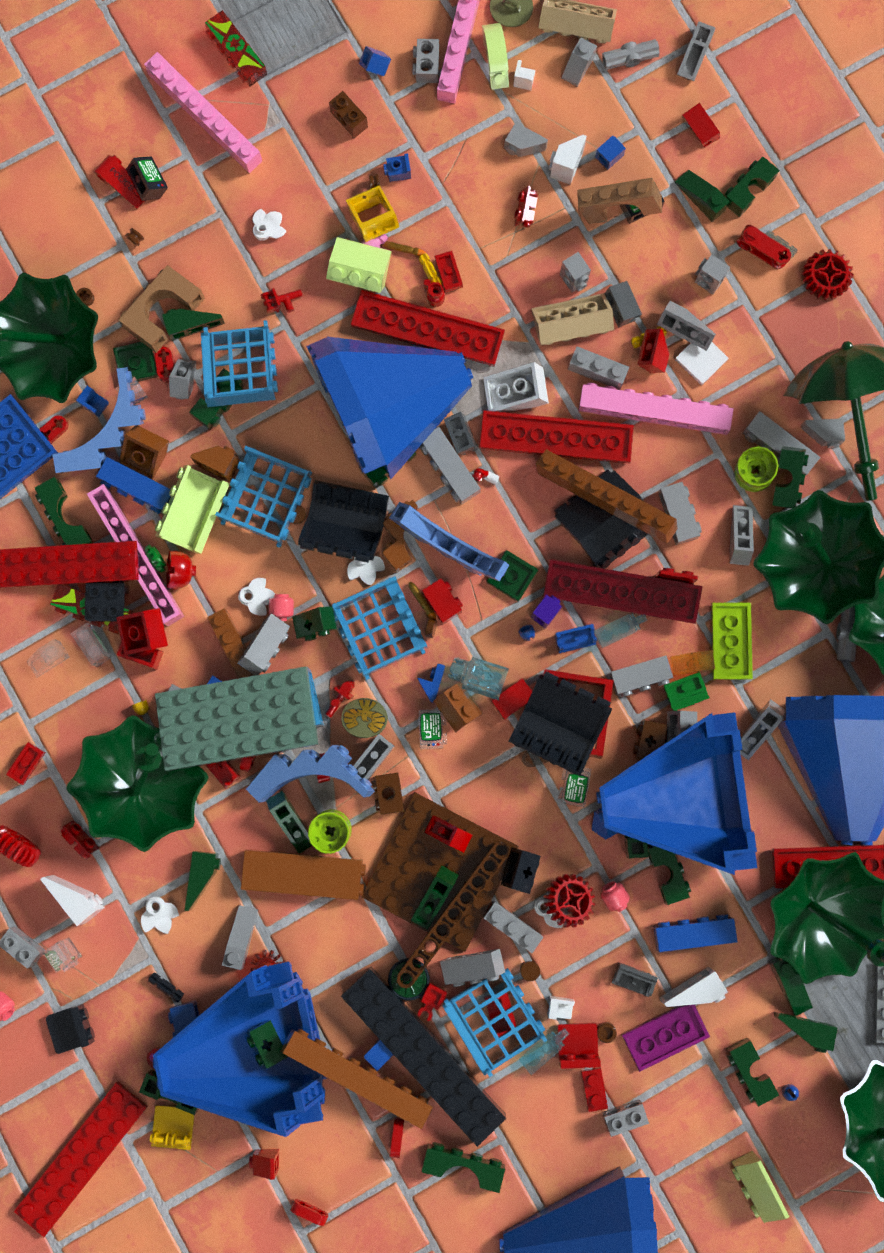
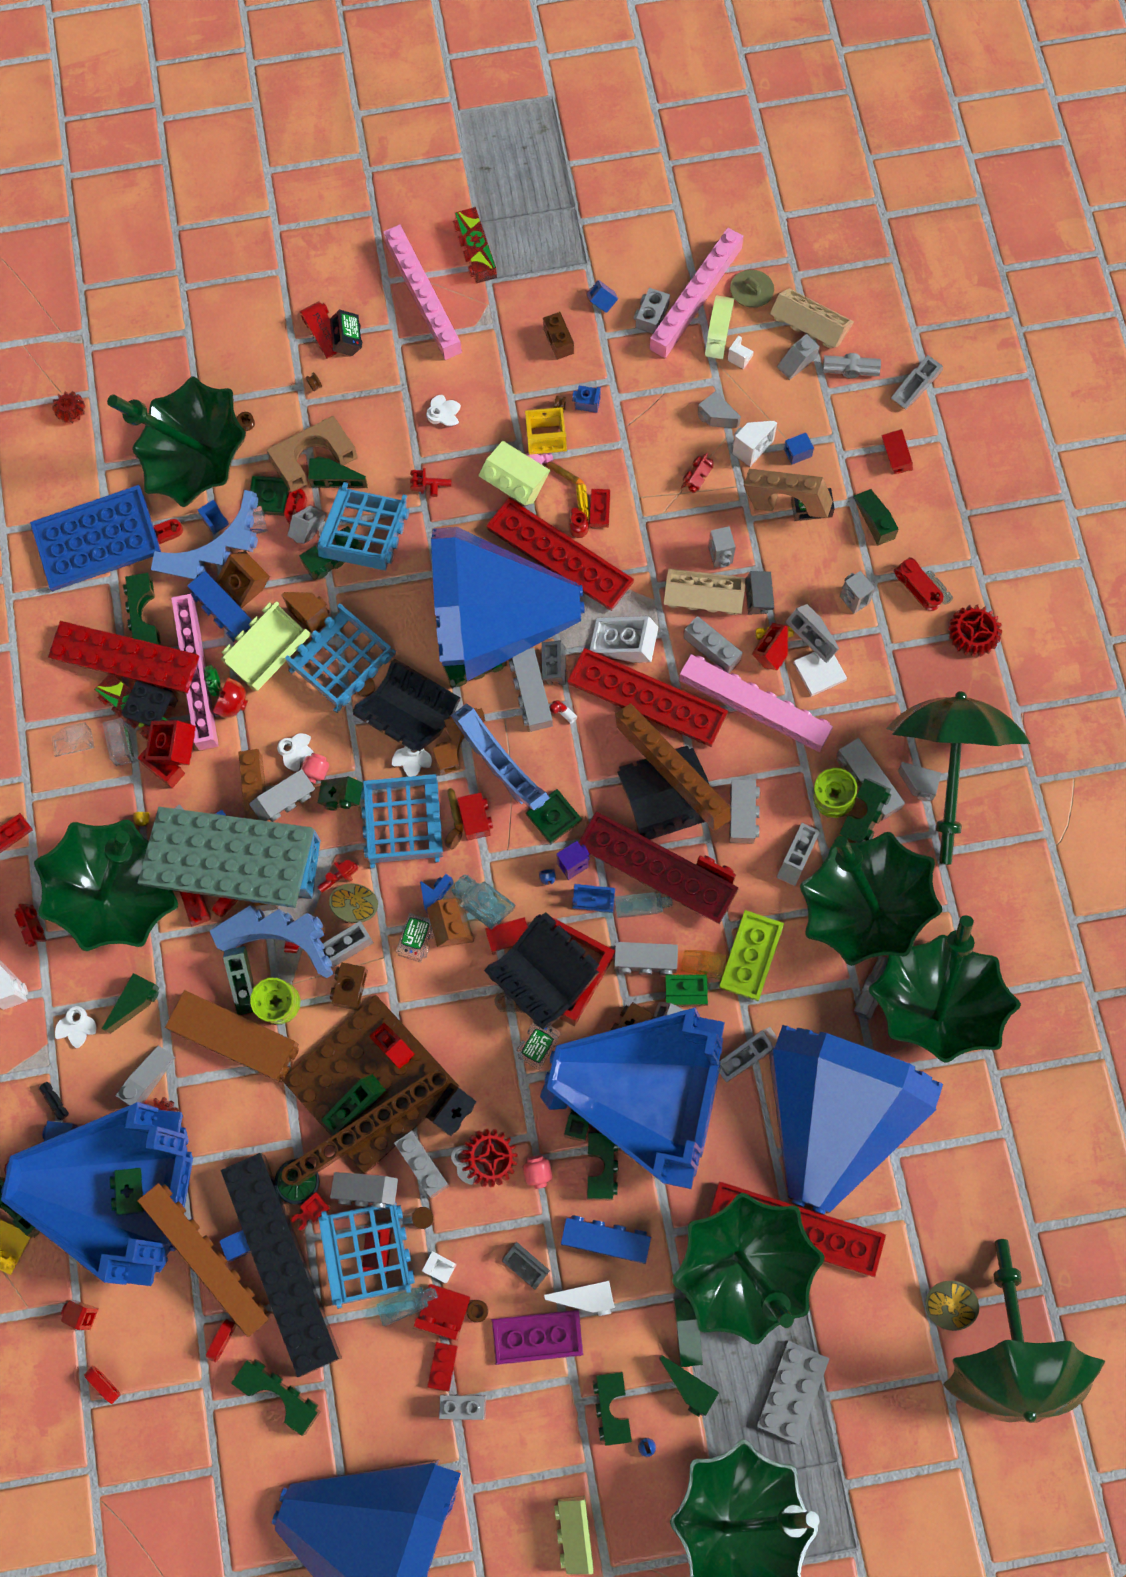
camera: 20 degrees right, 10 degrees down
(761, 174) = (939, 514): dark green arch -> none

